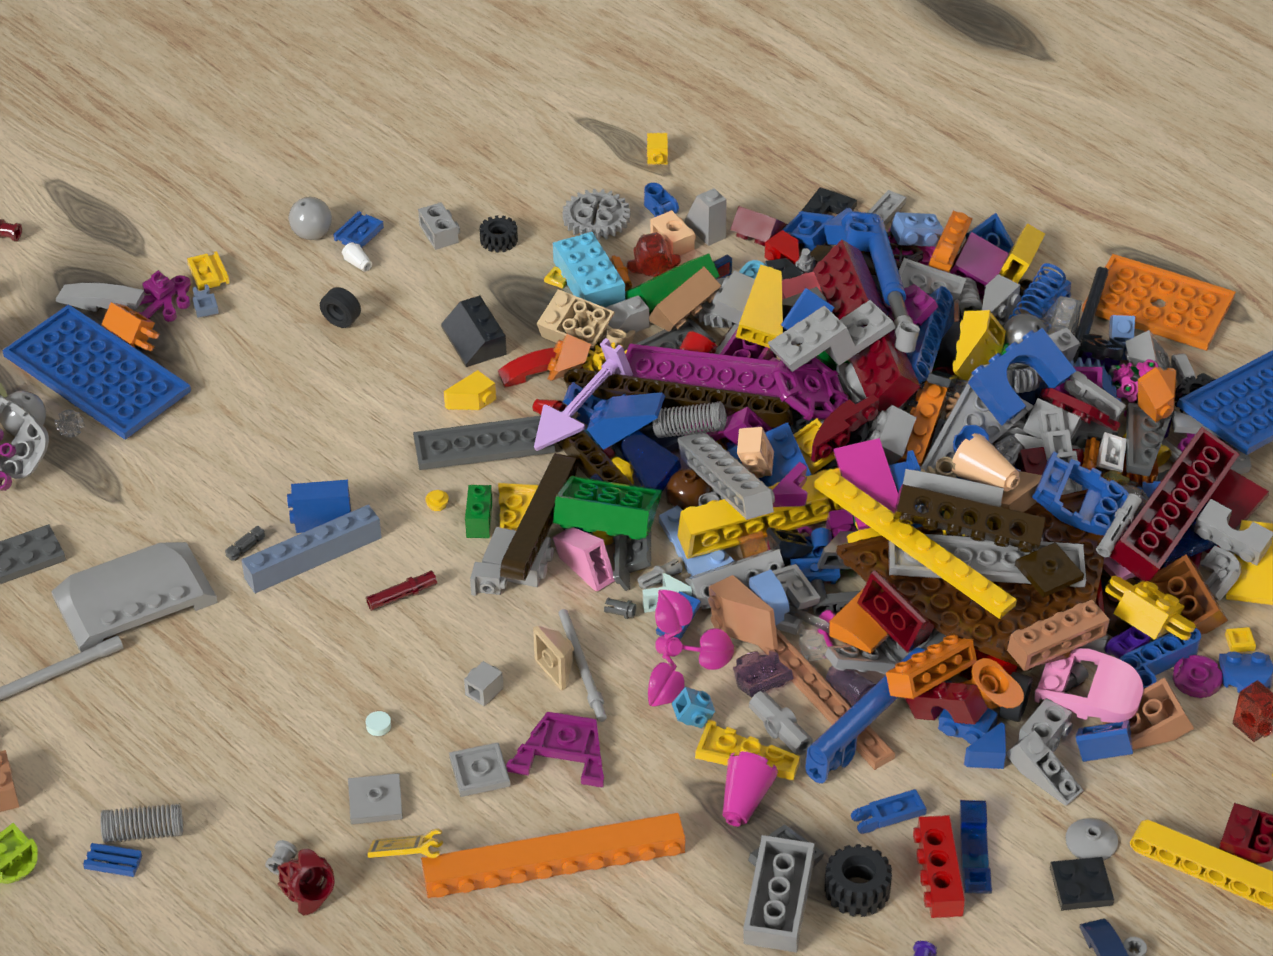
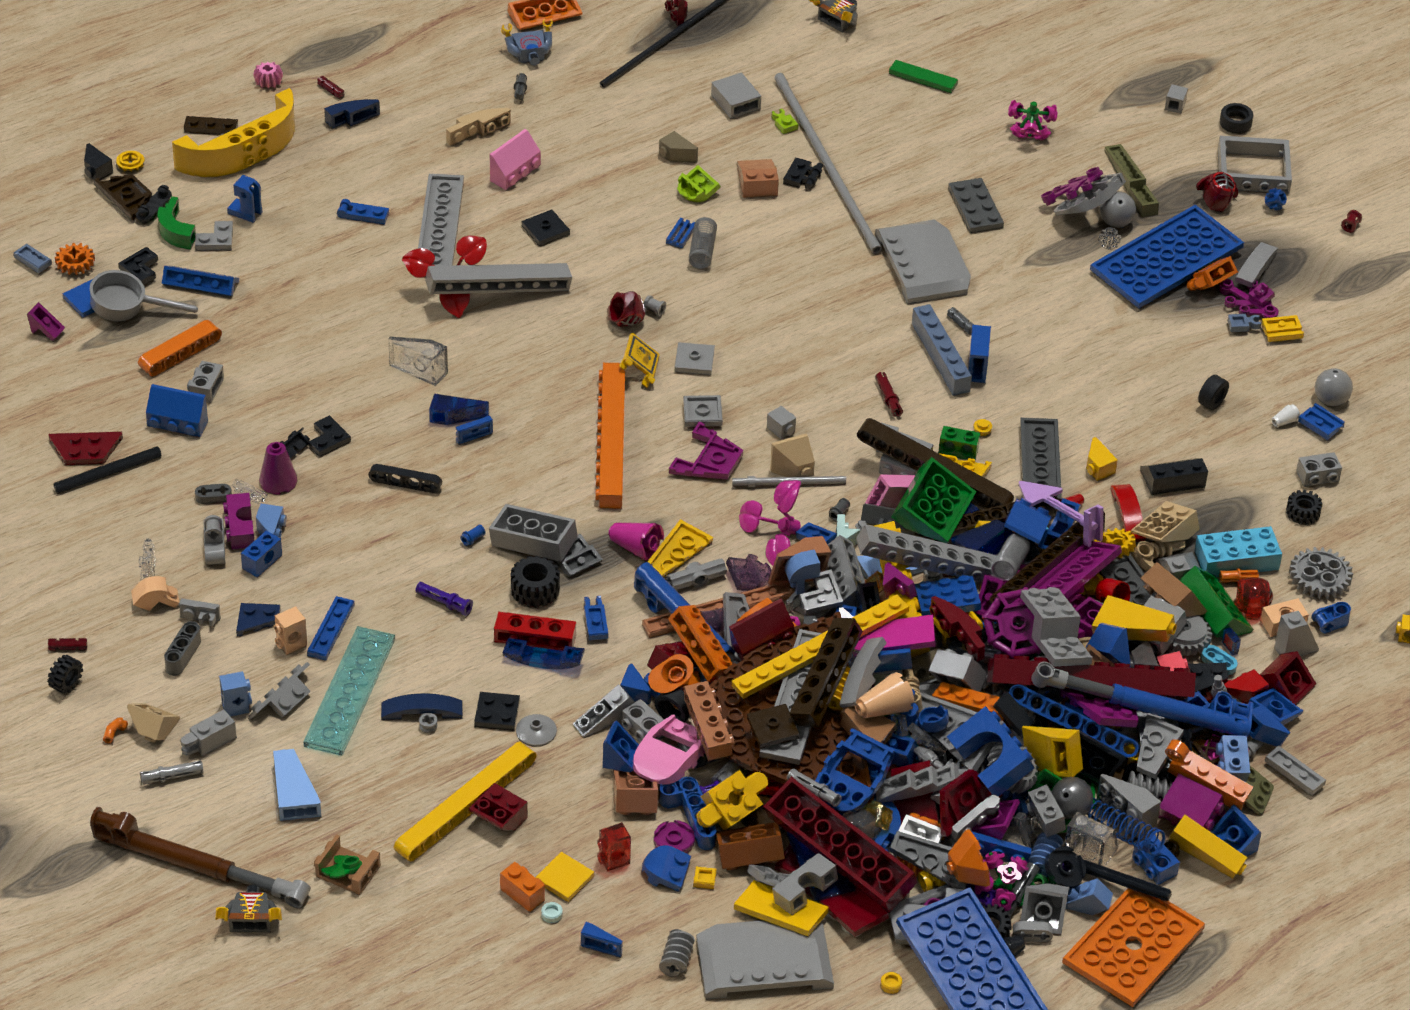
camera: 100 degrees right, 0 degrees up
(378, 723) = (763, 368): light aqua tile -> none
(570, 354) = (1121, 514): orange slope -> none
(693, 707) = (723, 519): dark azure brick -> none
(755, 451) = (947, 570): light nougat brick -> none
(829, 201) = (1320, 738): black plate -> none

